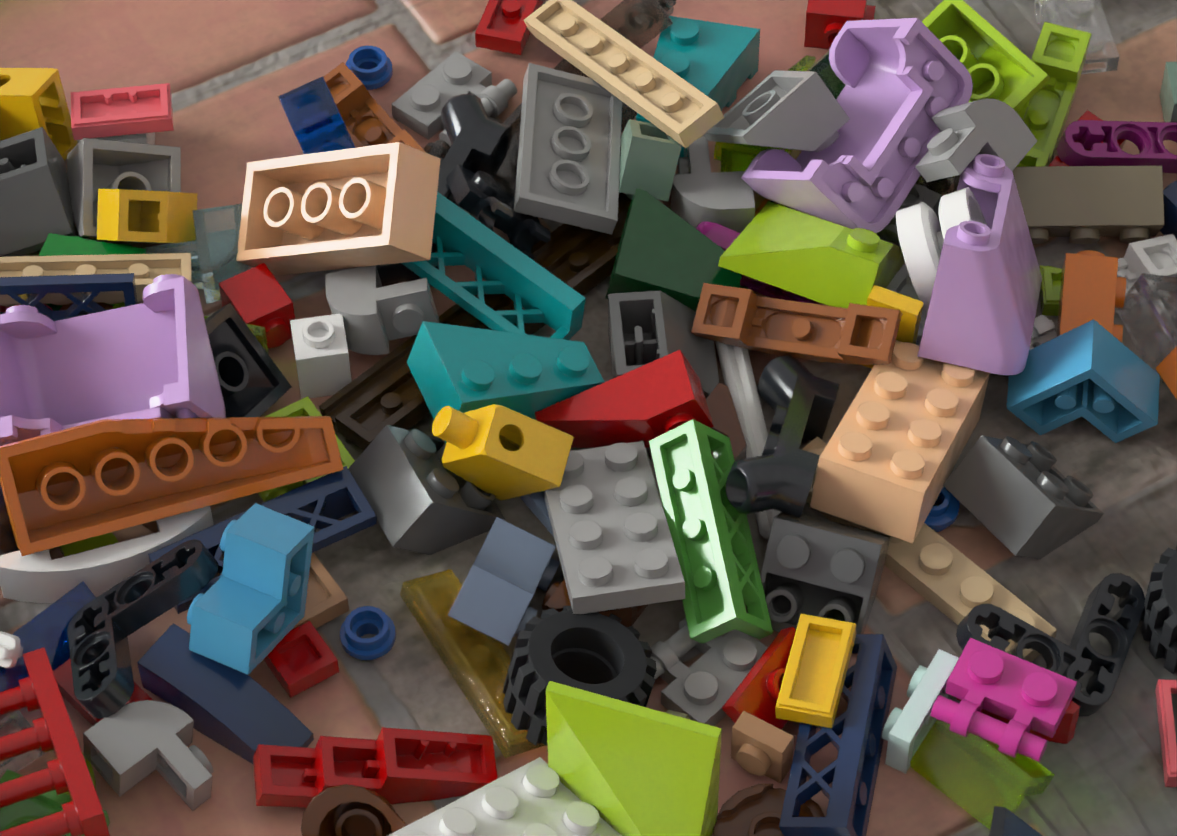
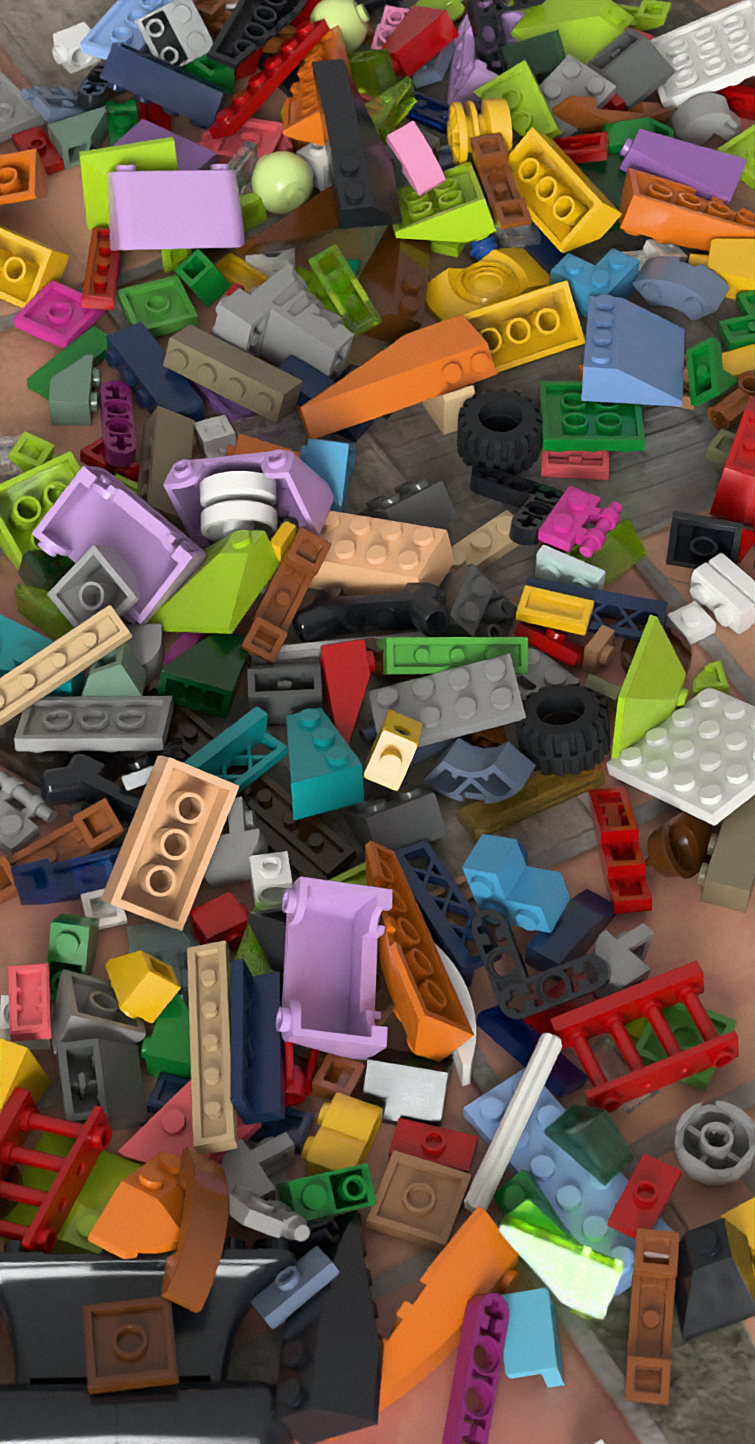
camera: 90 degrees left, 0 degrees up
(219, 160) = (71, 947): none -> green slope
(972, 130) = (153, 478): light grey brick -> none

